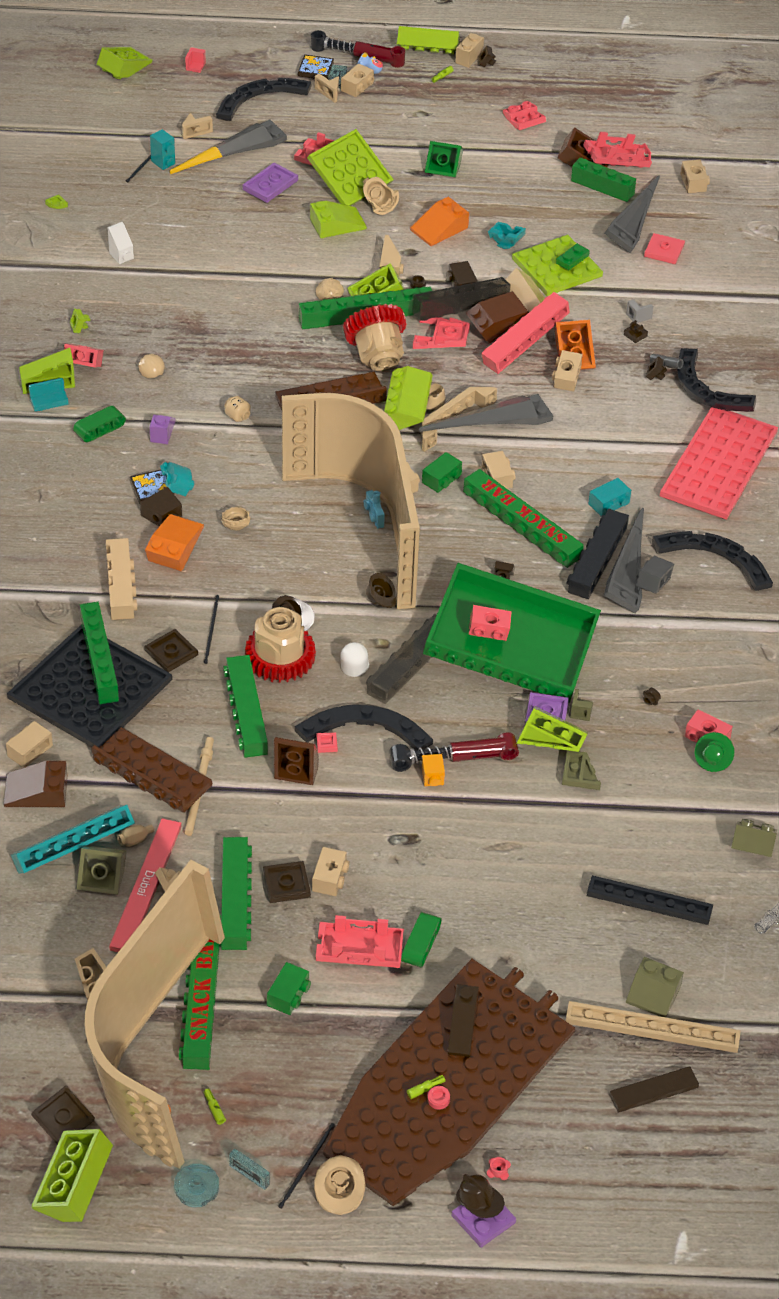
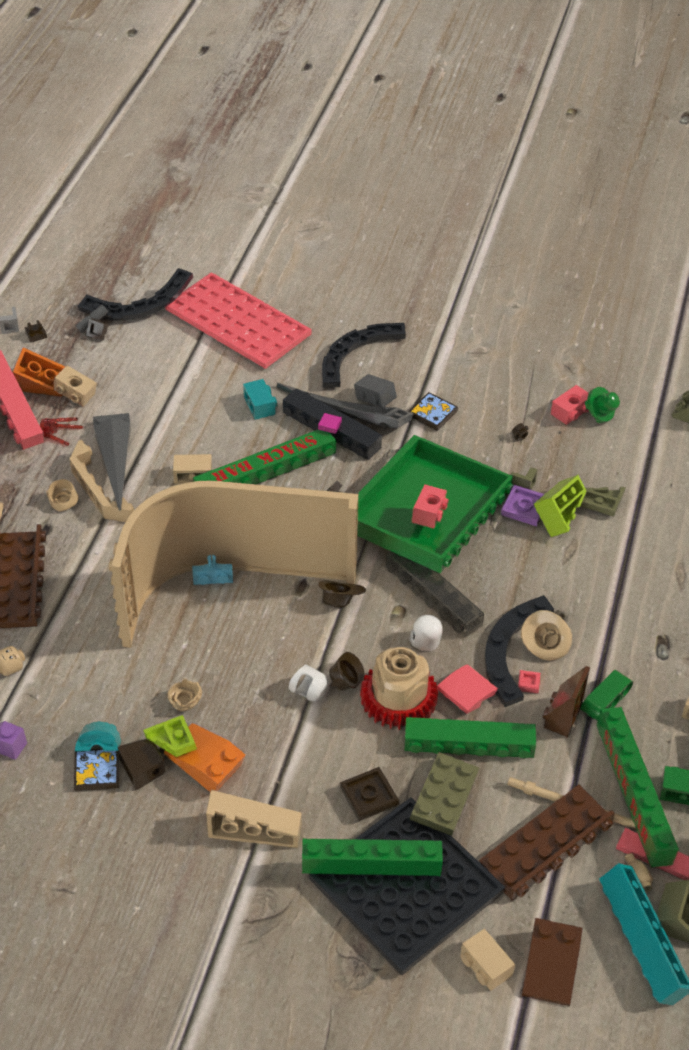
camera: 75 degrees left, 0 degrees up
(181, 512) = (172, 736): none -> lime wing
(182, 696) = (444, 793): none -> olive plate
(211, 629) = (341, 752): black piece -> none
(222, 819) = (637, 787): none -> green brick
(268, 594) = (313, 686): none -> white helmet
(301, 697) = (466, 688): none -> coral slope
(324, 796) = (607, 694): none -> green beam
(374, 741) = (546, 635): none -> tan hat
(408, 396) = (62, 510): lime slope -> none
(433, 770) = (587, 602): light orange brick -> none
(502, 746) = (565, 576): dark red piece -> none
(512, 370) = (50, 426): none -> clear red plant
(586, 544) = (329, 423): none -> dark pink tile
(654, 627) = (433, 411): none -> tile

